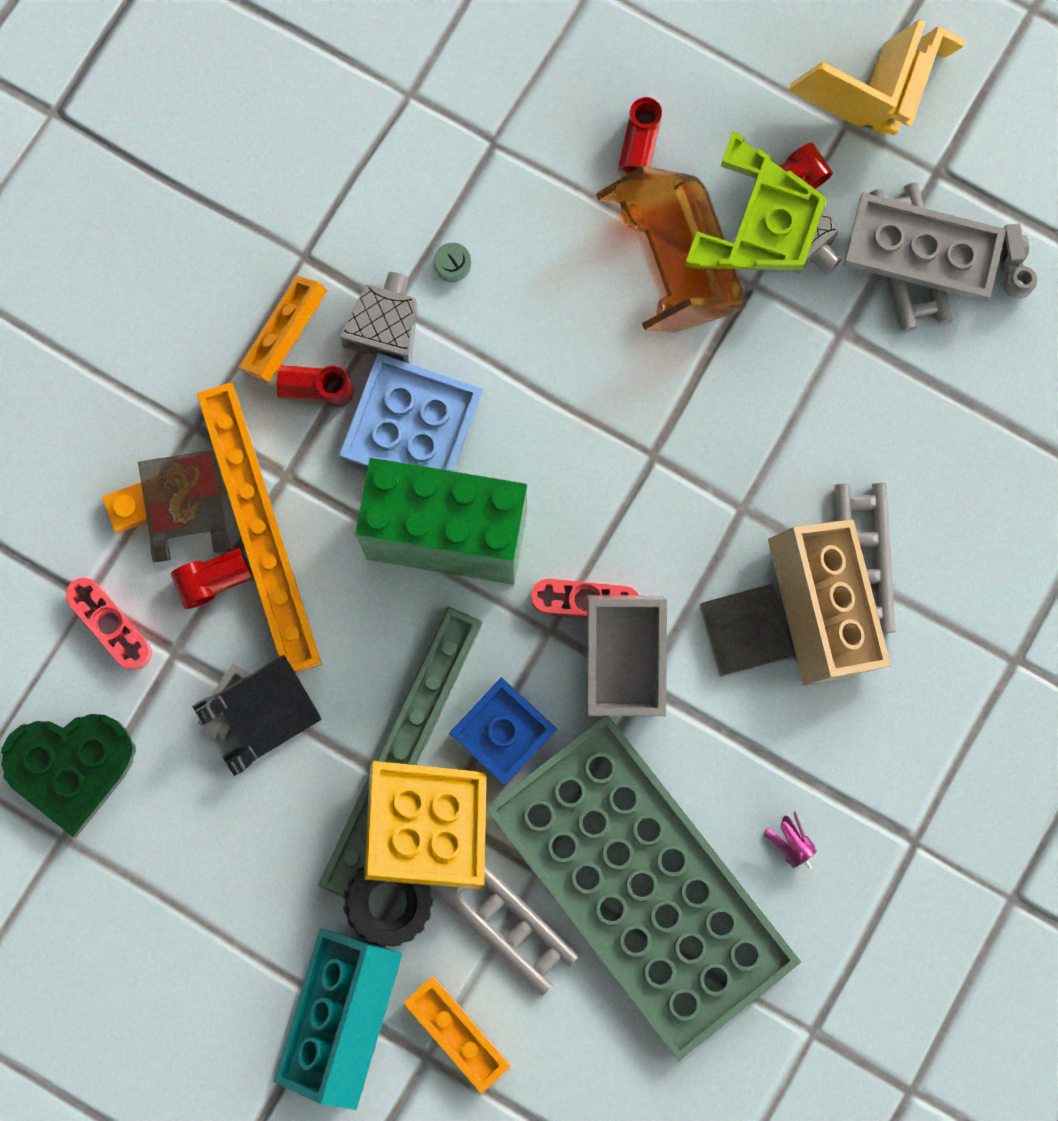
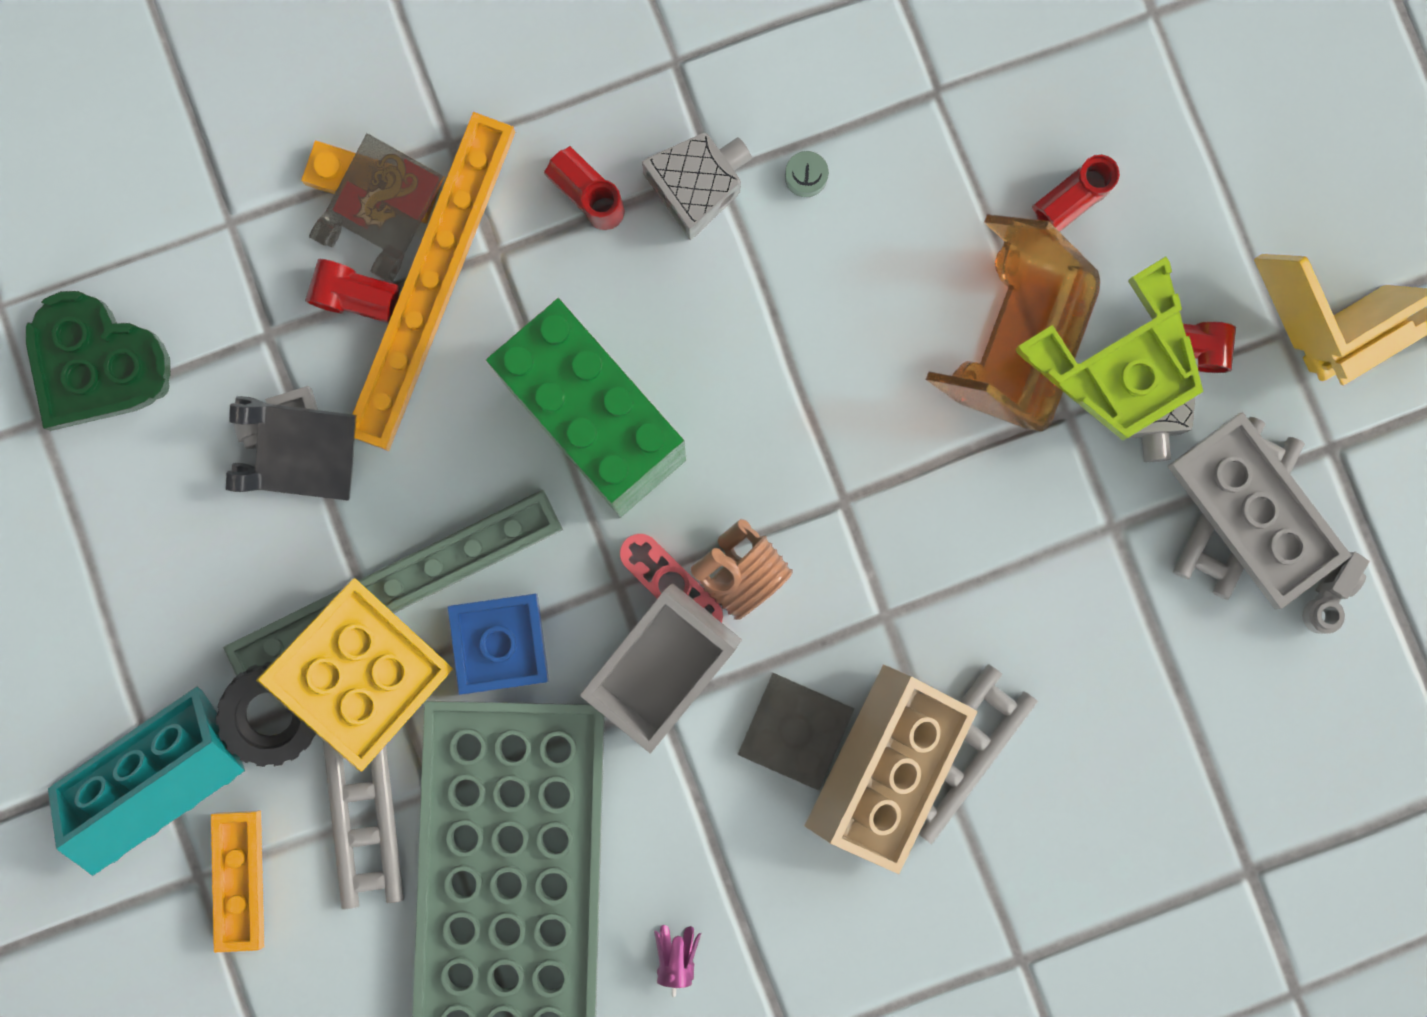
camera: 35 degrees right, 5 degrees up
(99, 596) = (242, 230): coral beam -> none
(283, 328) = (600, 114): light orange plate -> none
(411, 417) = (646, 294): light blue plate -> none
(634, 559) = (742, 581): none -> nougat piece

